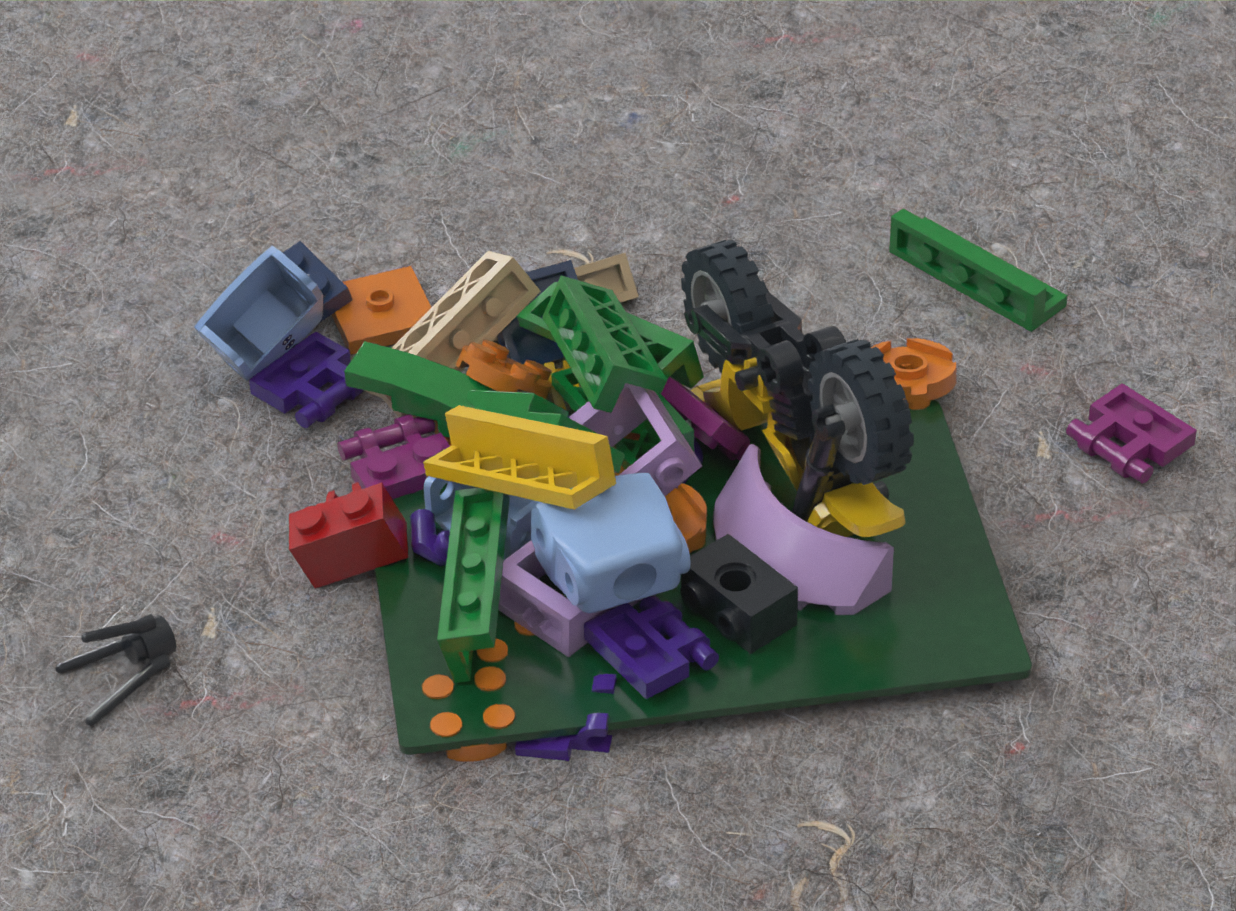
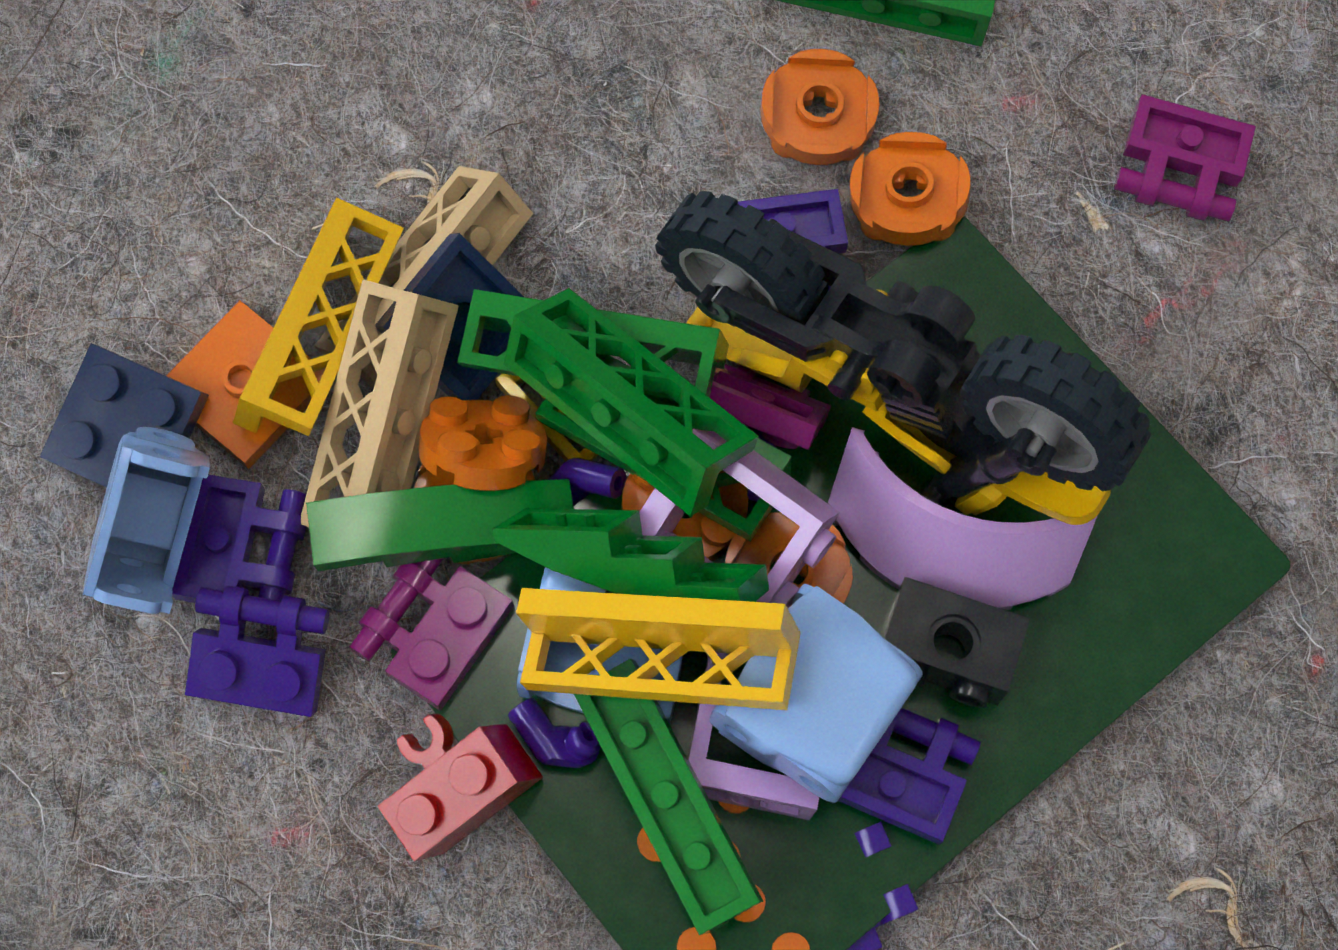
camera: 35 degrees left, 30 degrees up
(272, 442) = (255, 669): none -> dark purple plate
(418, 285) = (297, 317): none -> yellow fence
(859, 308) = (812, 138): none -> orange plate

